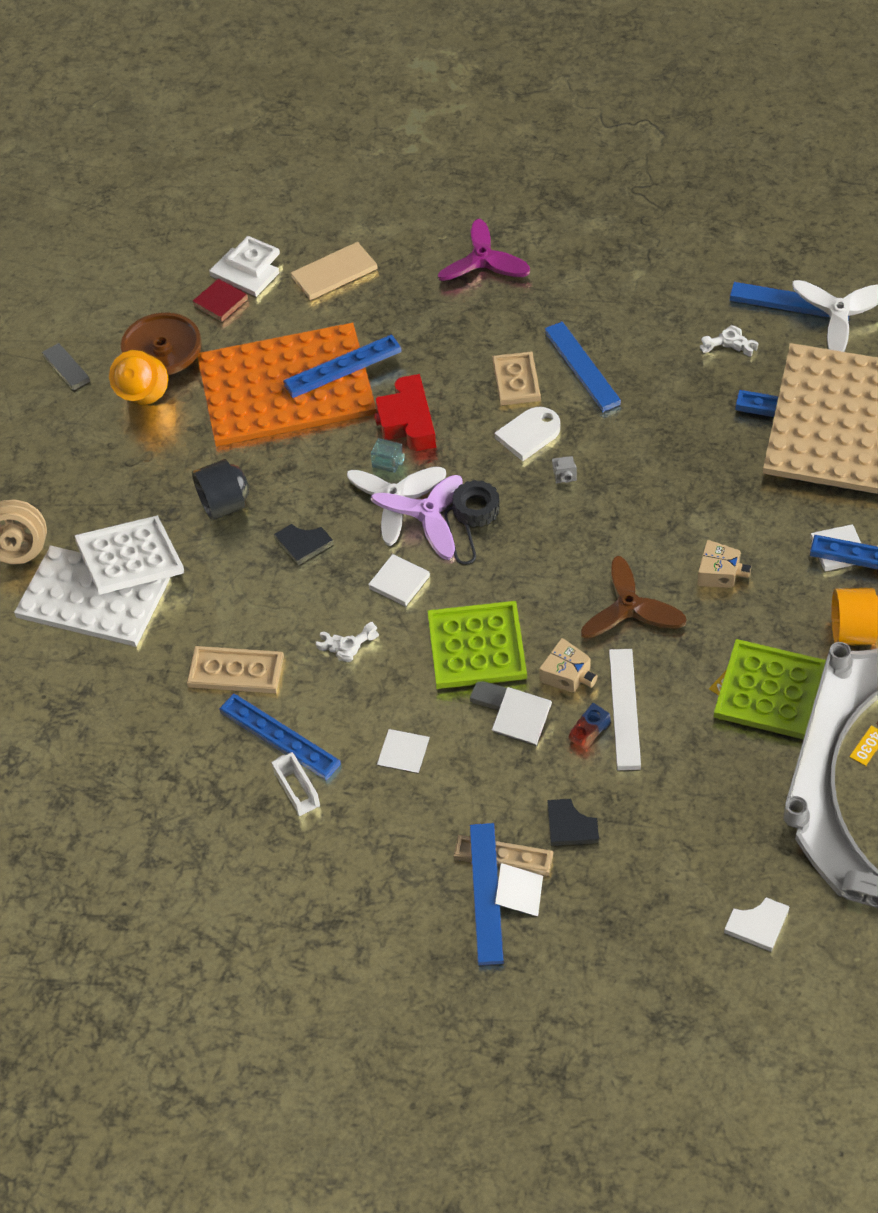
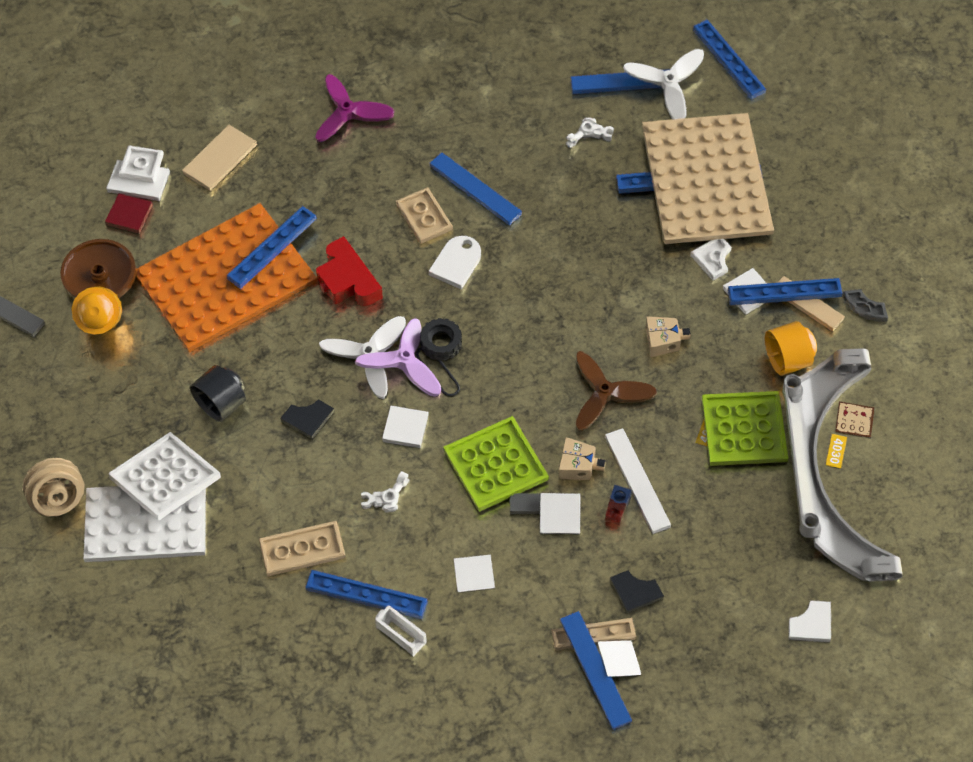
camera: 25 degrees left, 5 degrees up
(387, 455) = (346, 318): clear light blue brick -> none
(564, 469) = (501, 287): light grey bracket -> none
(812, 501) = (712, 257): none -> white tile

